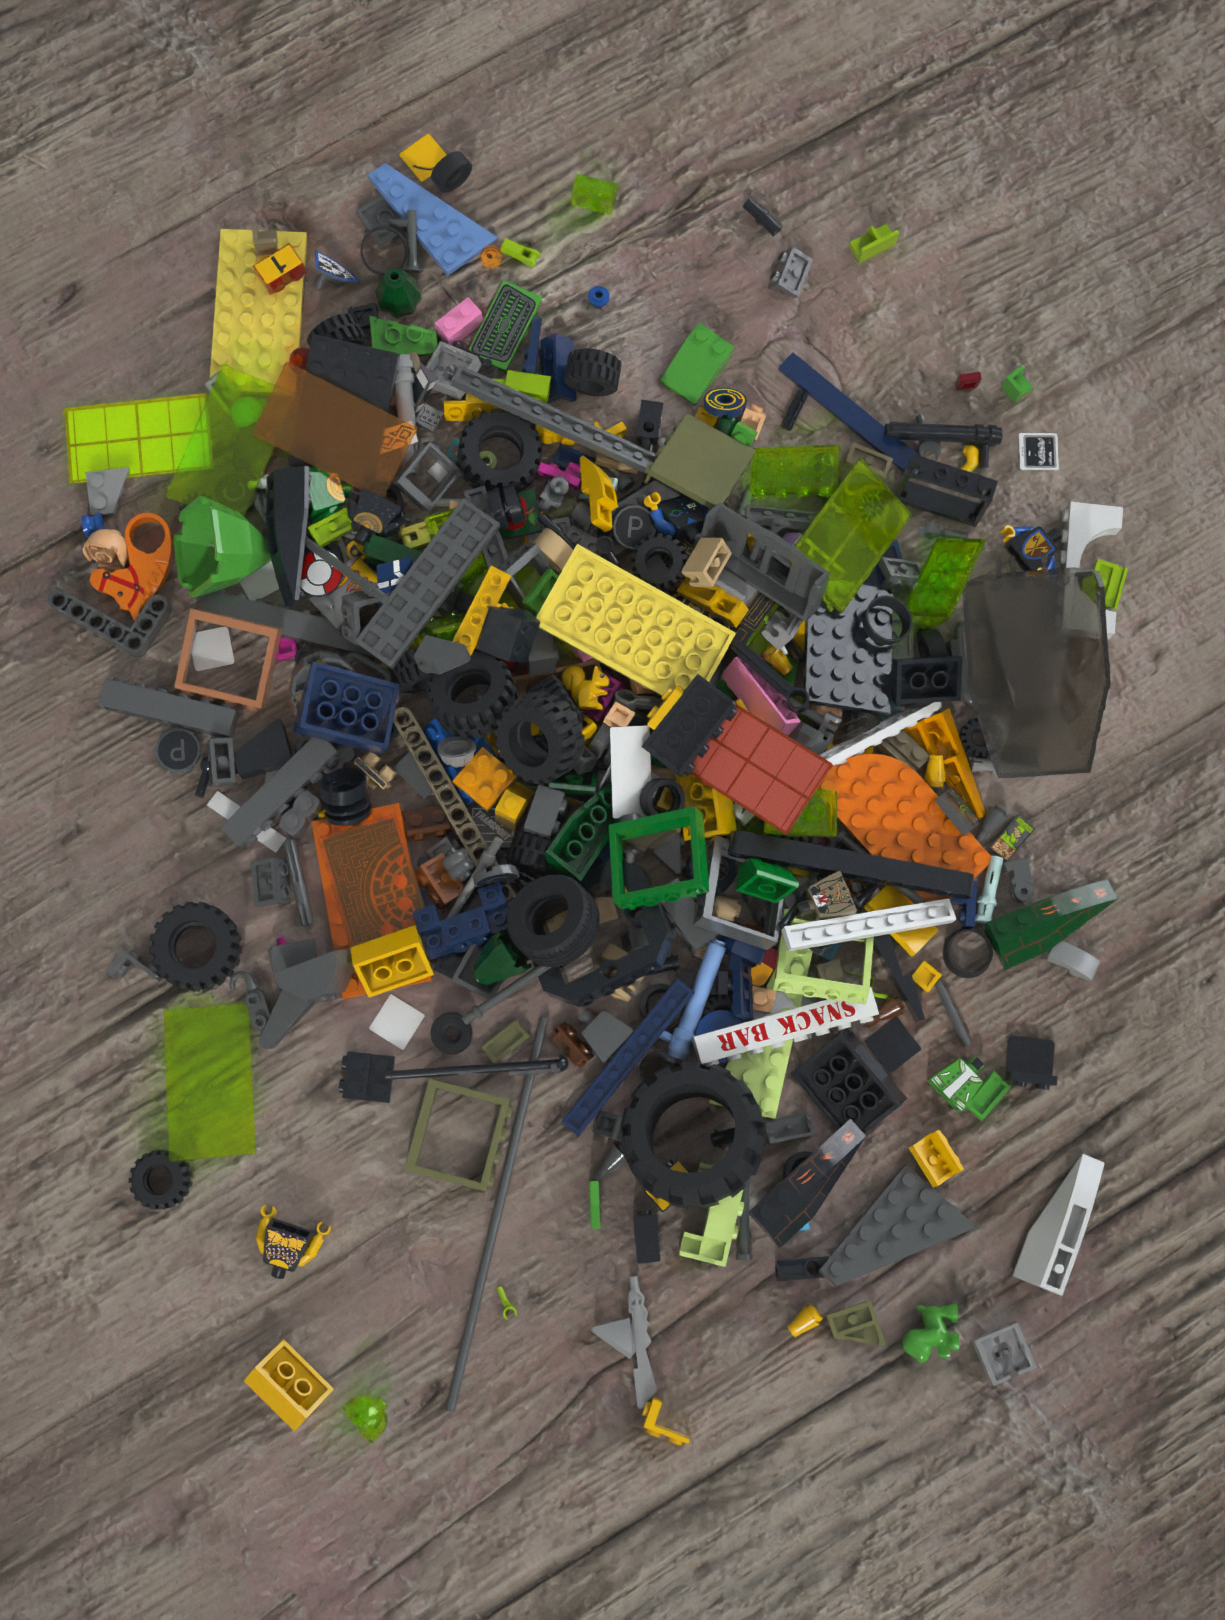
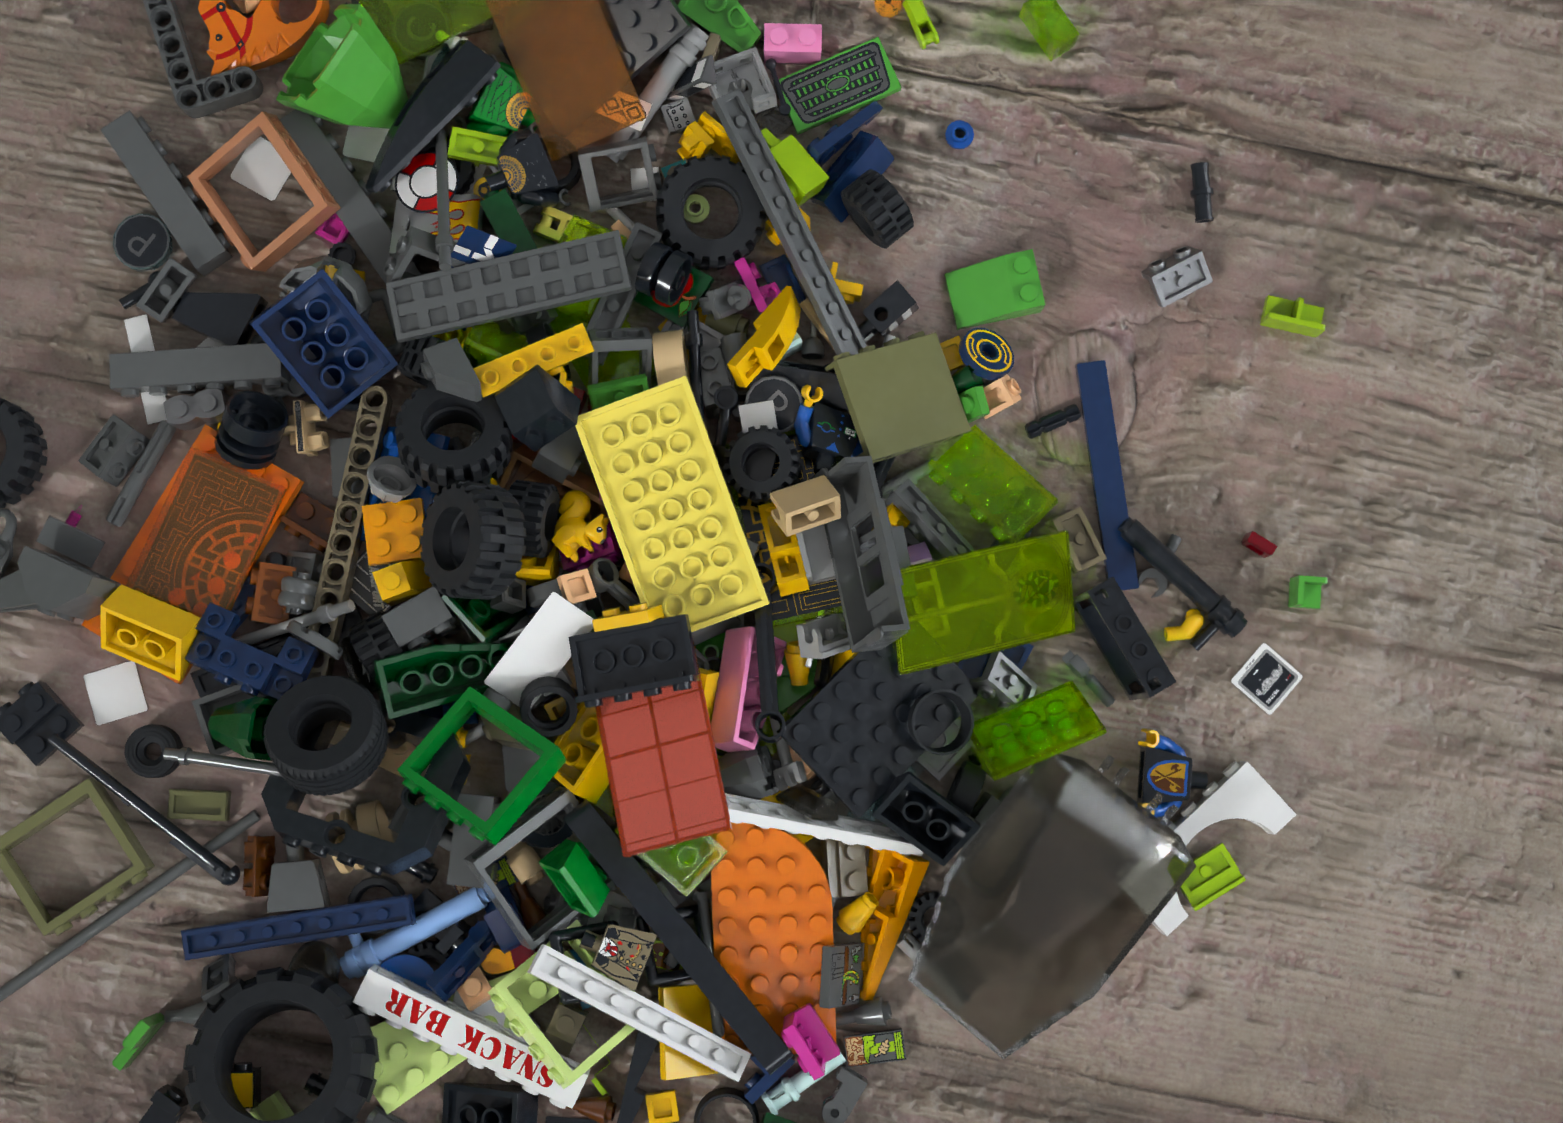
camera: 40 degrees right, 5 degrees up
(453, 423) = (694, 142): none -> yellow tile
(629, 540) = (757, 414): none -> white sticker
(974, 858) = (810, 1040): none -> dark pink bracket

